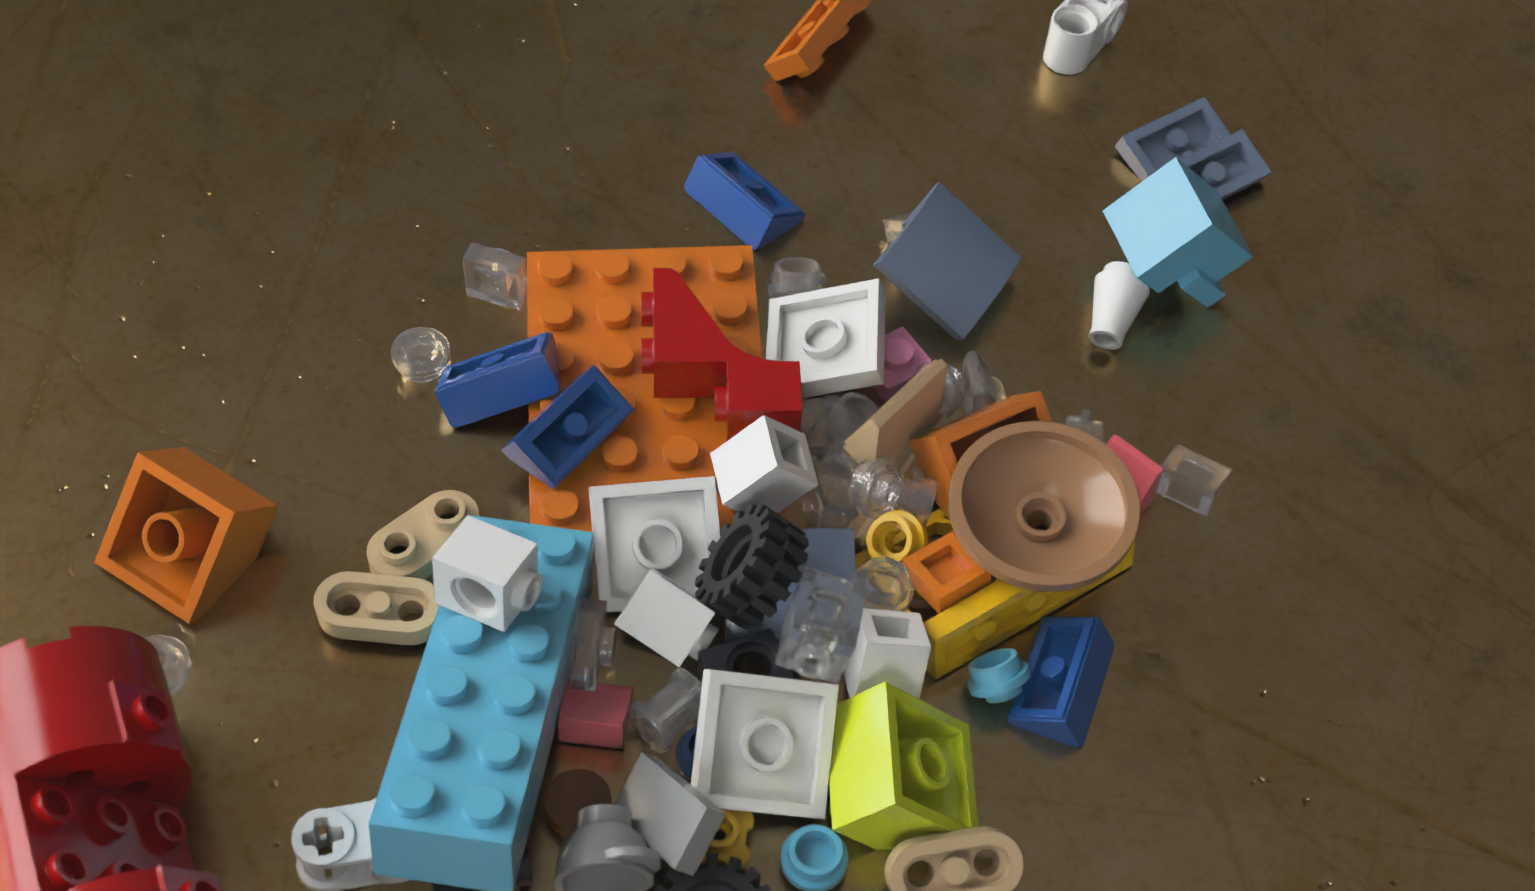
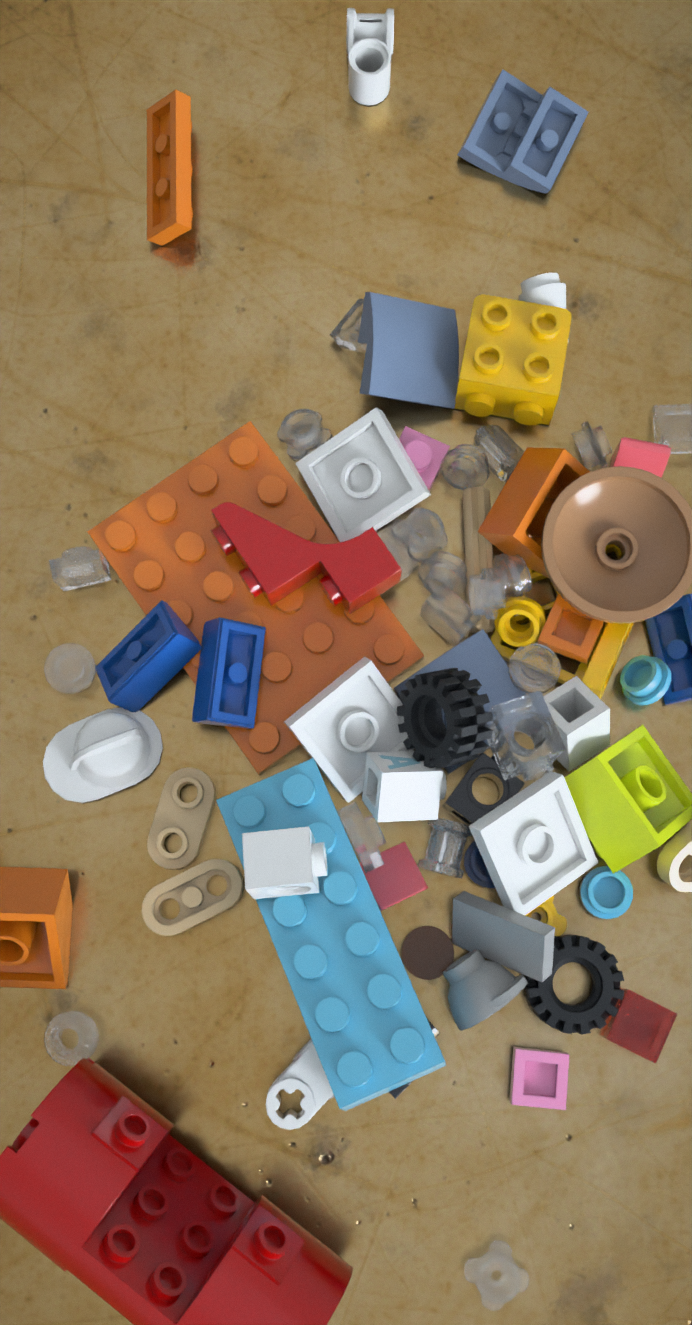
camera: 25 degrees left, 25 degrees up
(394, 442) = (102, 754): none -> white piece
(741, 198) = (211, 377): blue slope -> none
(764, 466) = (402, 632): white brick -> none
(901, 417) = (461, 522): tan slope -> none
(1045, 321) = (513, 360): none -> yellow bracket
(1179, 232) = (565, 225): medium azure plate -> none

